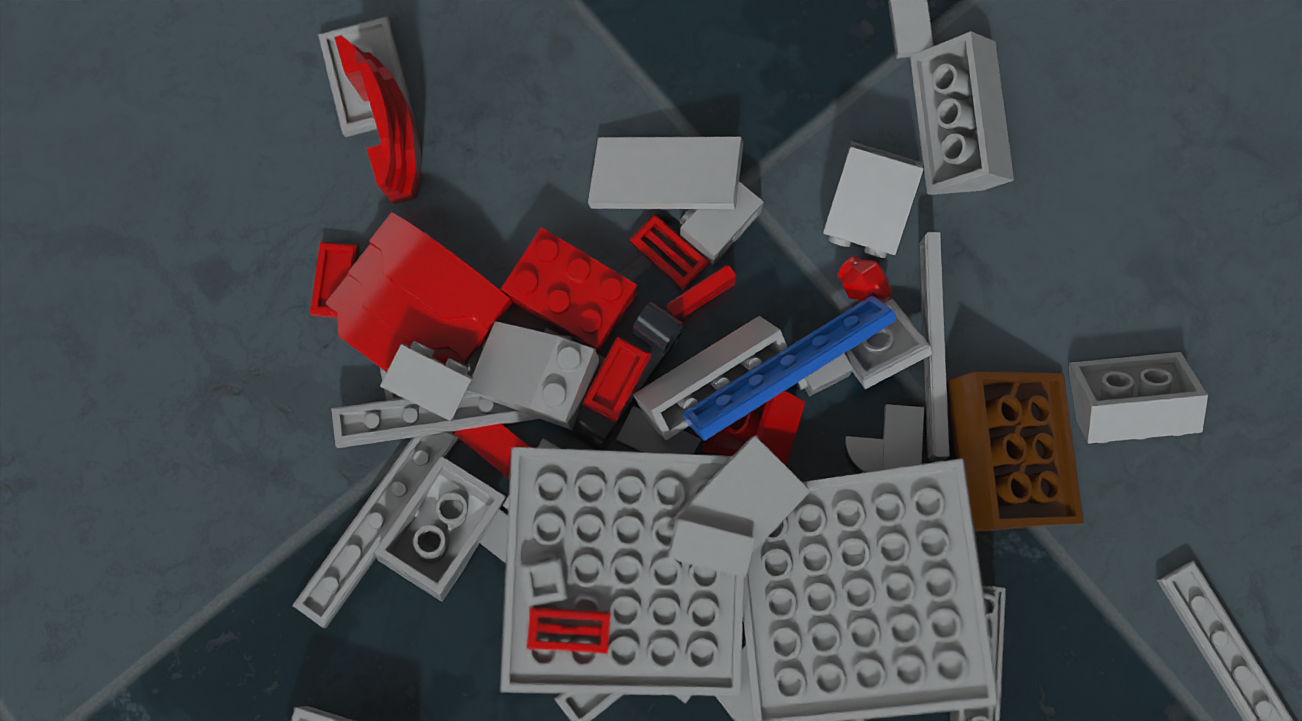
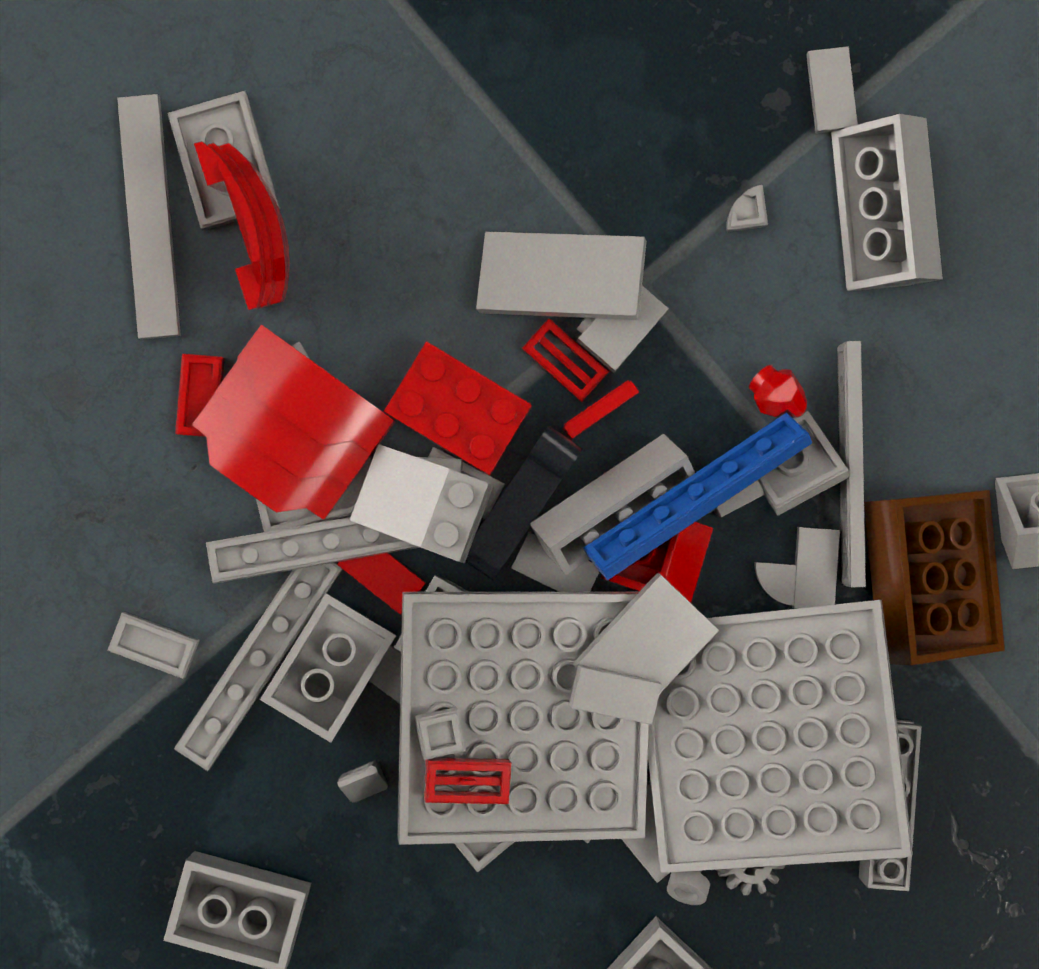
camera: 10 degrees left, 10 degrees up
(279, 508) = (153, 645): none -> light grey tile
(296, 125) = (149, 216): none -> light grey tile
(427, 380) = (309, 515): light grey brick -> none
(470, 640) = (363, 781): none -> light grey slope
(616, 380) = (511, 508): red tile -> none
(836, 123) = (748, 211): none -> light grey tile
(873, 199) = (788, 300): light grey slope -> none

